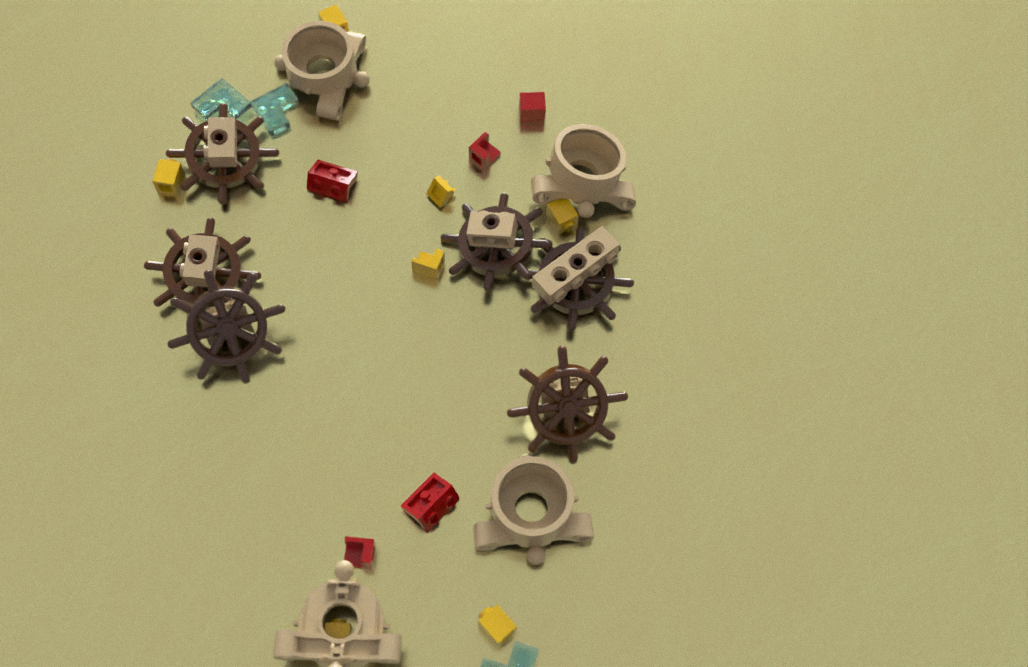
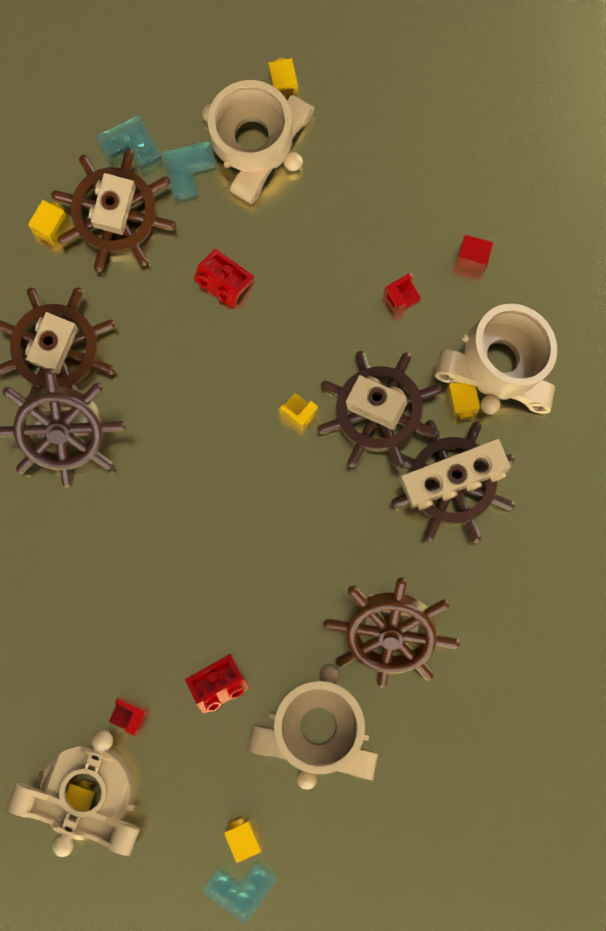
camera: 20 degrees right, 15 degrees up
(440, 191) = (337, 328): yellow tile -> none

